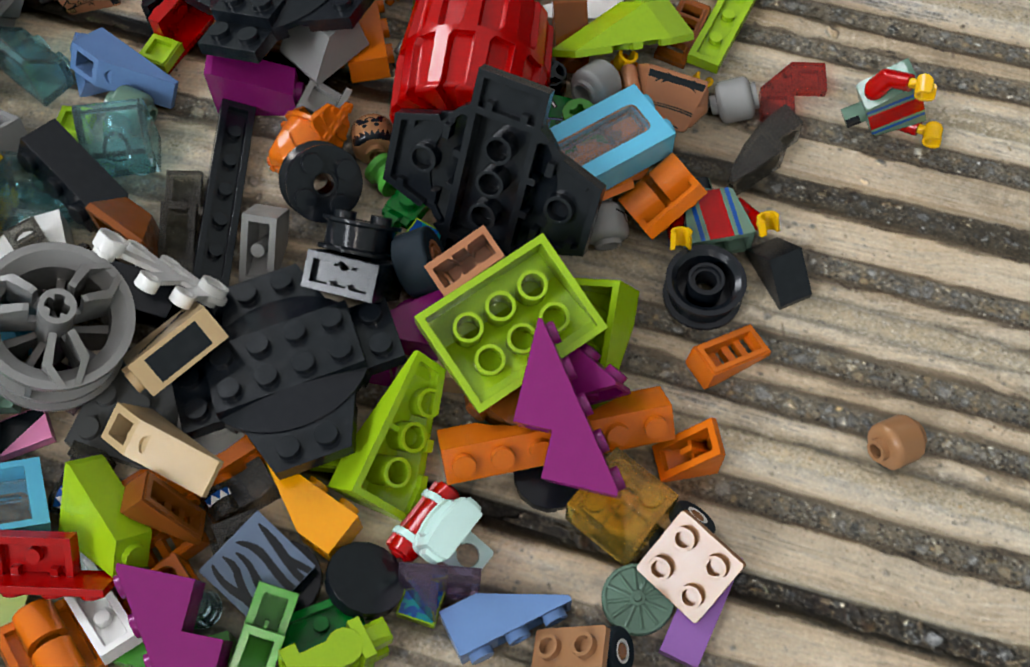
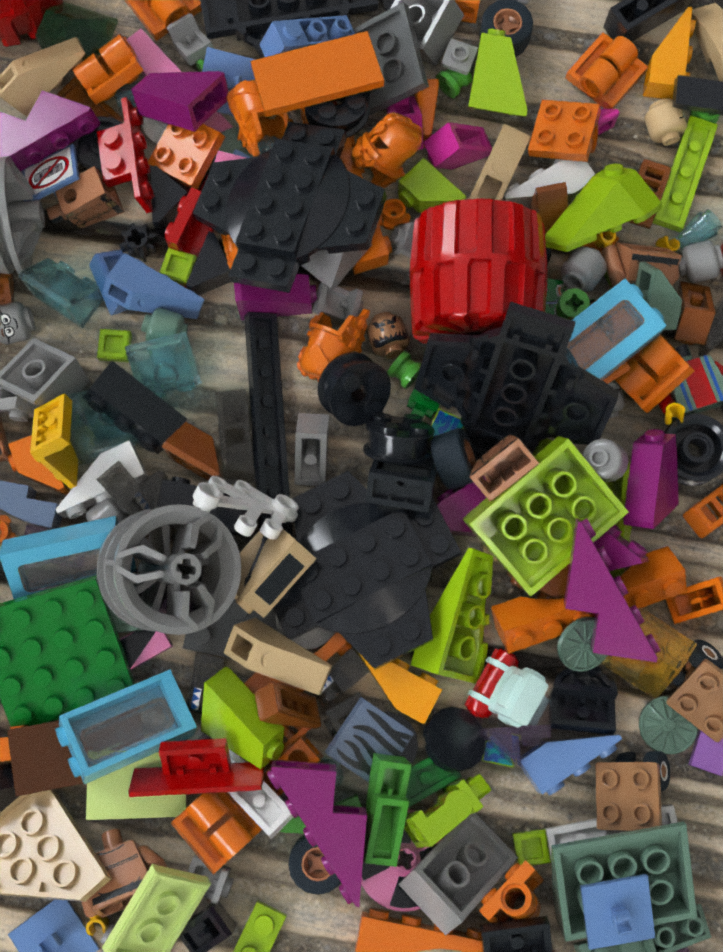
camera: 10 degrees left, 15 degrees up
(126, 26) = (138, 233): none -> black gear
(187, 61) = (210, 267): none -> black slope
(398, 24) = (396, 207): none -> orange plate
(530, 492) = (575, 646): none -> sand green wheel
(532, 554) = (583, 702): none -> black slope
(592, 271) = (606, 459): none -> light grey head
(646, 304) = (652, 479): none -> magenta slope
(676, 107) = (659, 294): none -> sand green slope
(718, 151) = (696, 314): none -> dark orange slope
(741, 64) = (700, 228): none -> clear light blue cone

